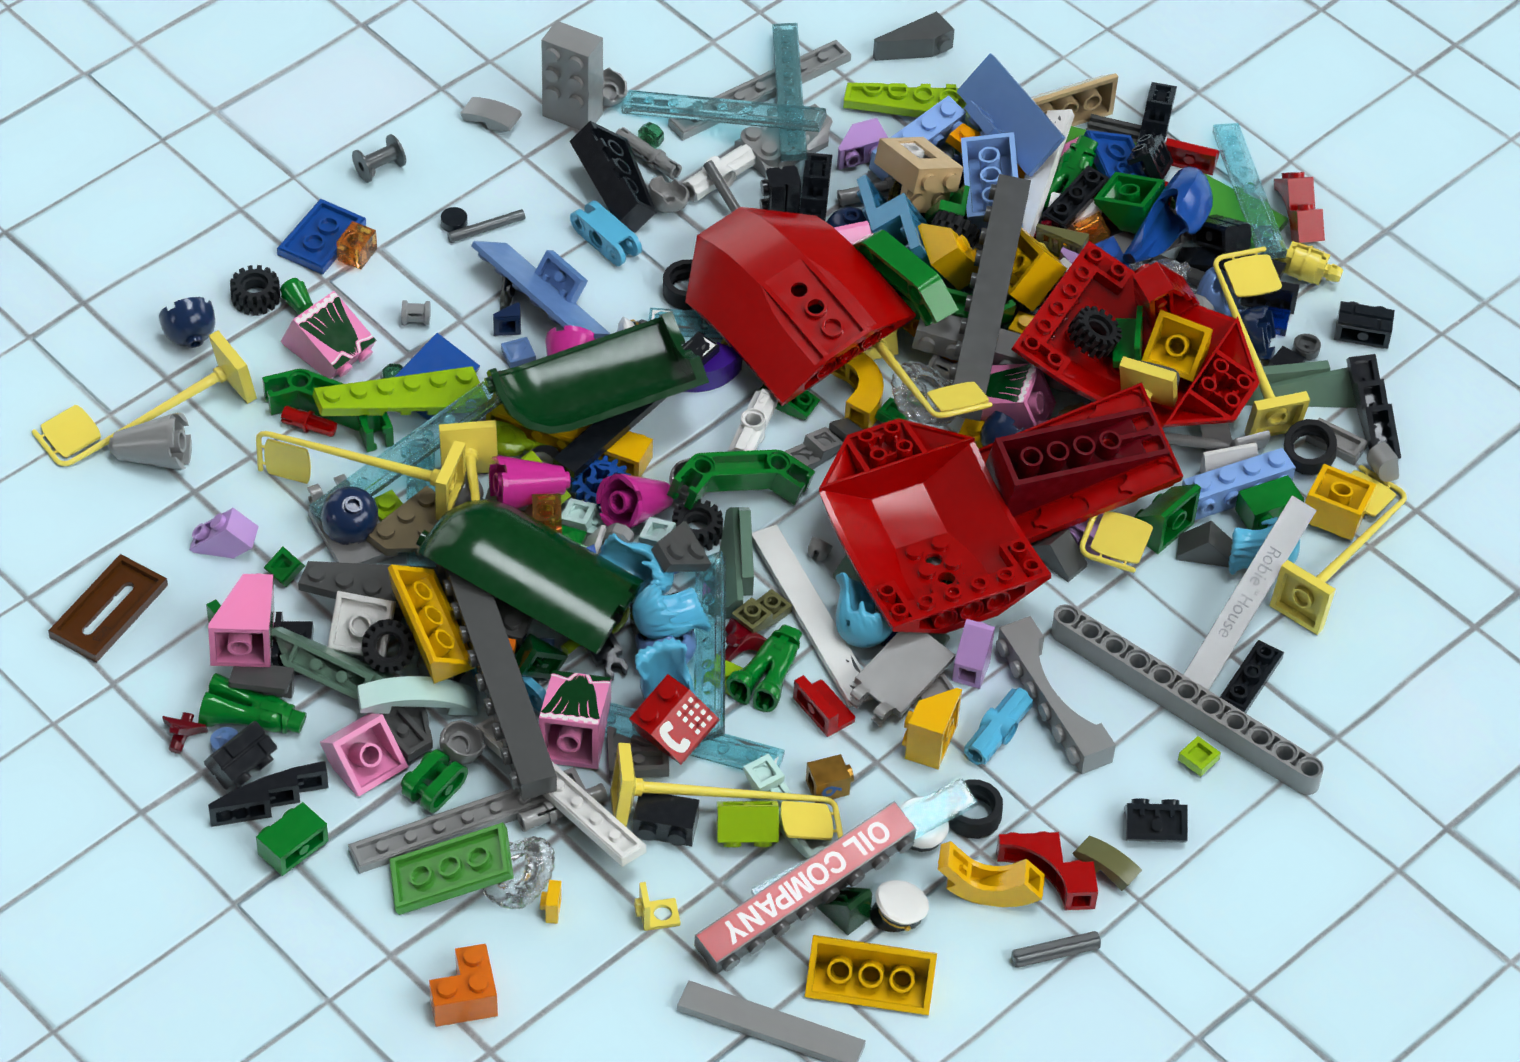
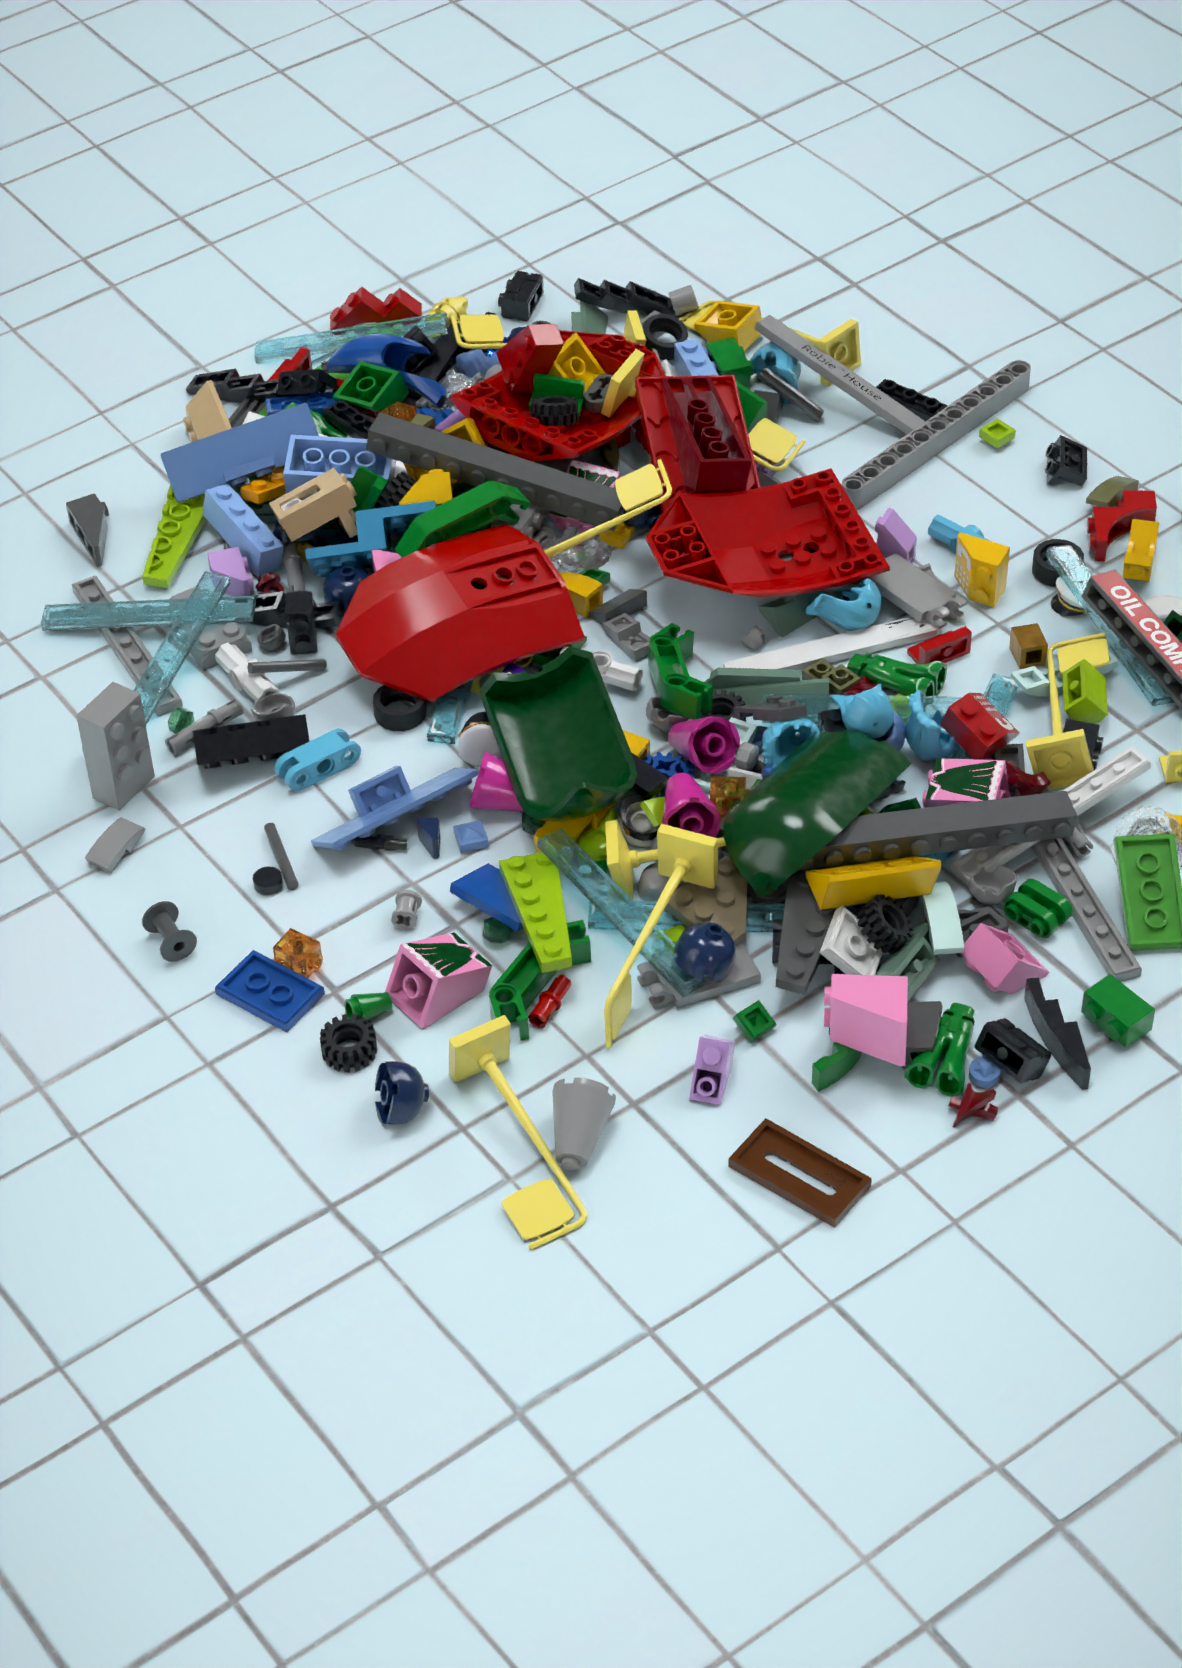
camera: 80 degrees left, 5 degrees down
(601, 763) = (1025, 783): none -> dark red piece
(851, 172) = (269, 582): none -> dark red plate
(1085, 742) = (984, 494): light grey arch -> none
(1218, 560) = (791, 394): none -> dark grey axle

